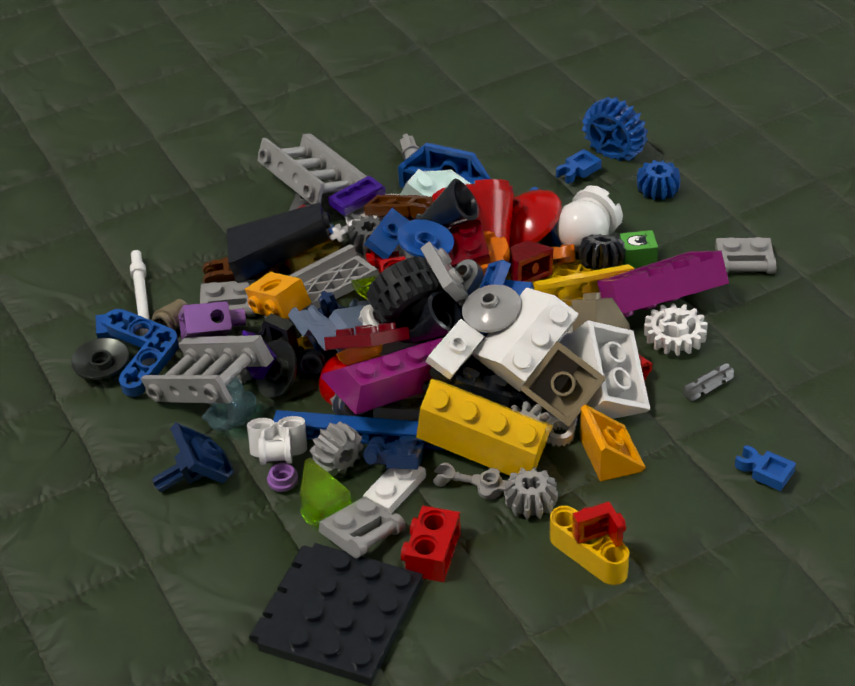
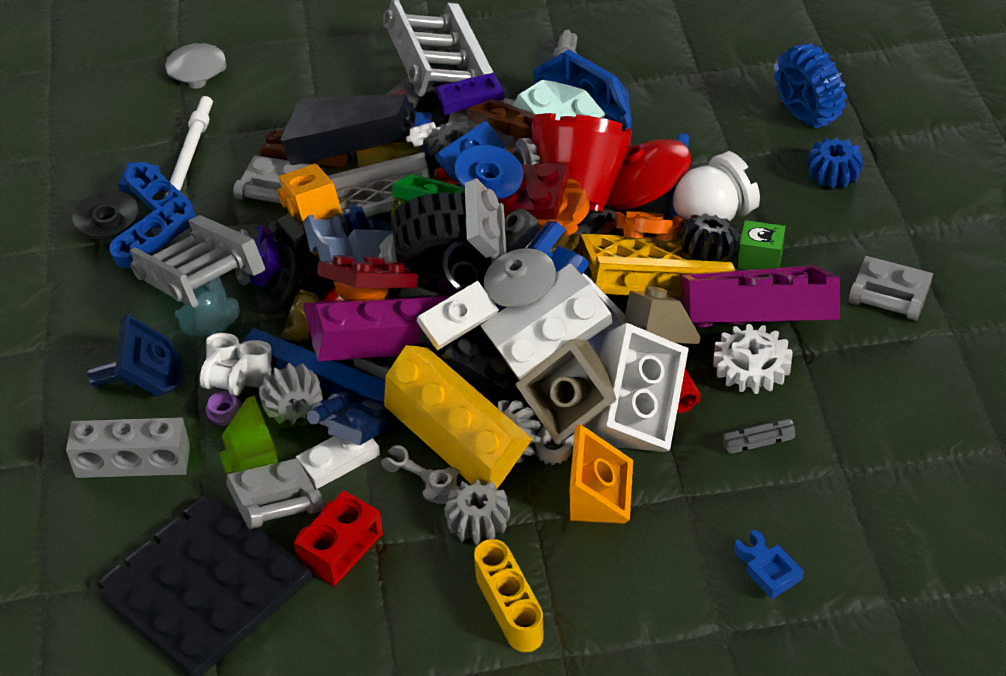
camera: 20 degrees right, 5 degrees up
(109, 229) = (195, 64): none -> light grey dish
(169, 314) = (203, 184): dark tan cone -> none
(197, 322) = (219, 199): medium lavender torso -> none
(222, 526) = (128, 447): none -> light grey brick
(312, 391) = (296, 326): none -> clear yellow hair
(370, 268) = (417, 186): none -> green plate
(453, 206) = (539, 139): black hat -> none
(530, 261) = (609, 230): dark red slope -> none
(579, 164) = (751, 118): blue plate -> none
(598, 522) = (516, 573): red bracket -> none

